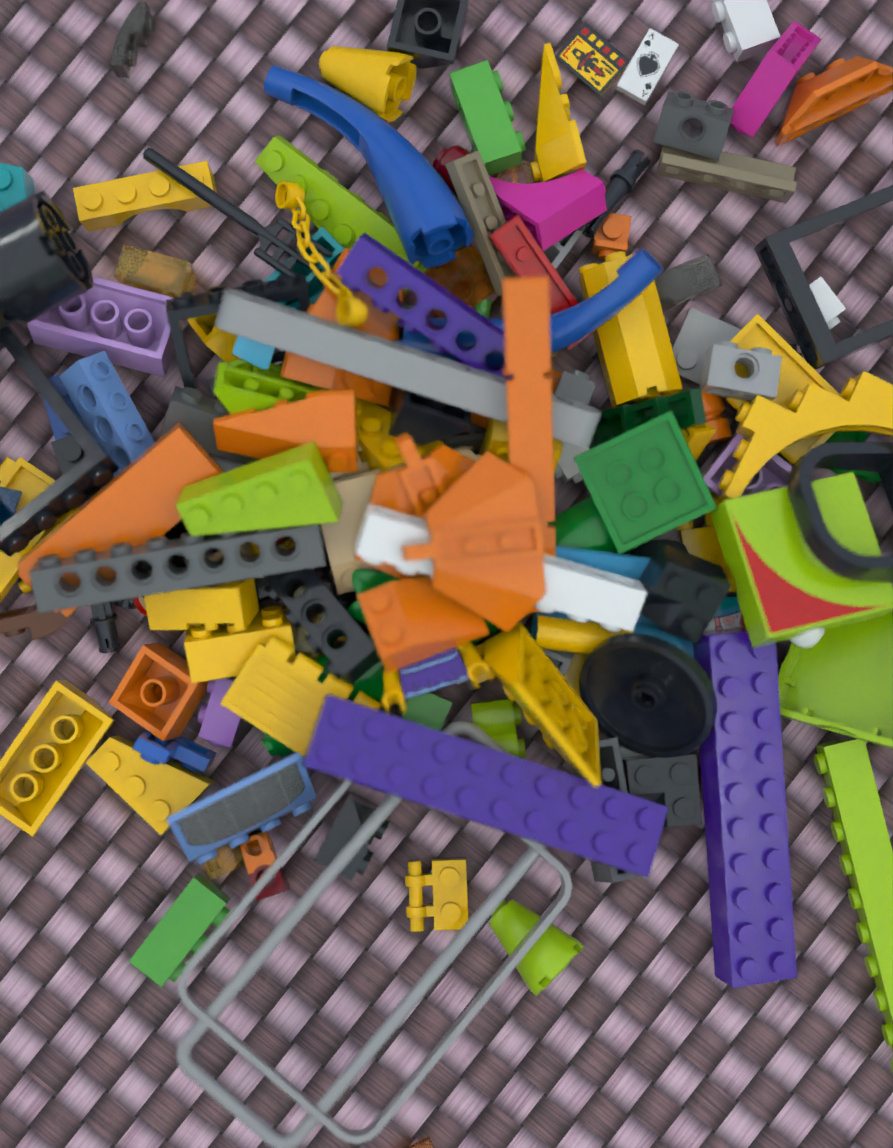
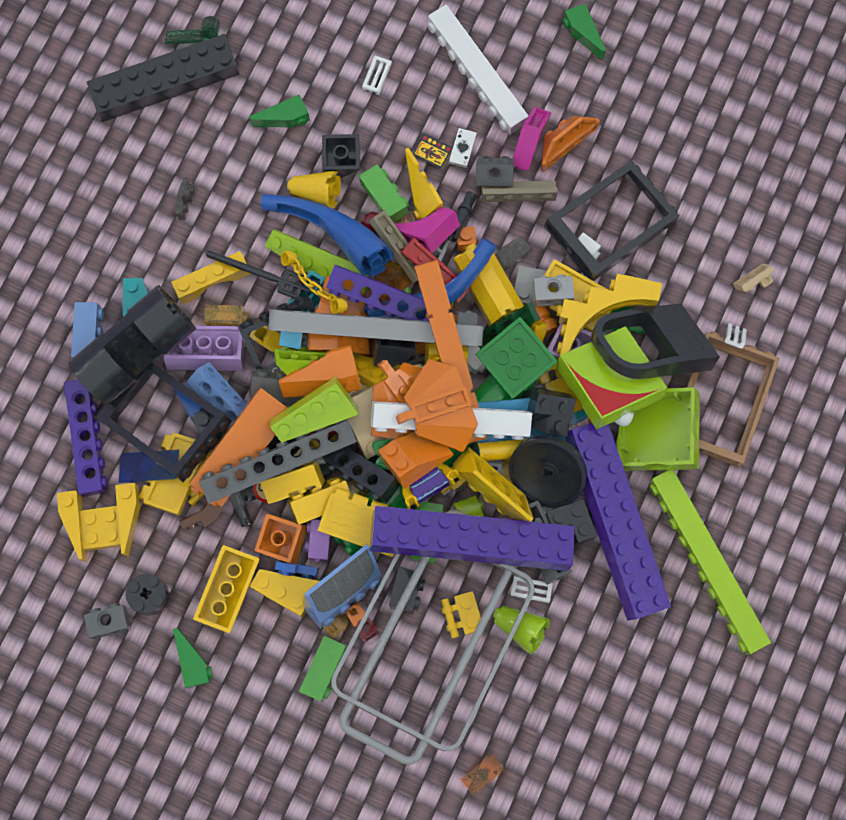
camera: 10 degrees left, 10 degrees down
(593, 892) = (534, 598): none -> white tile

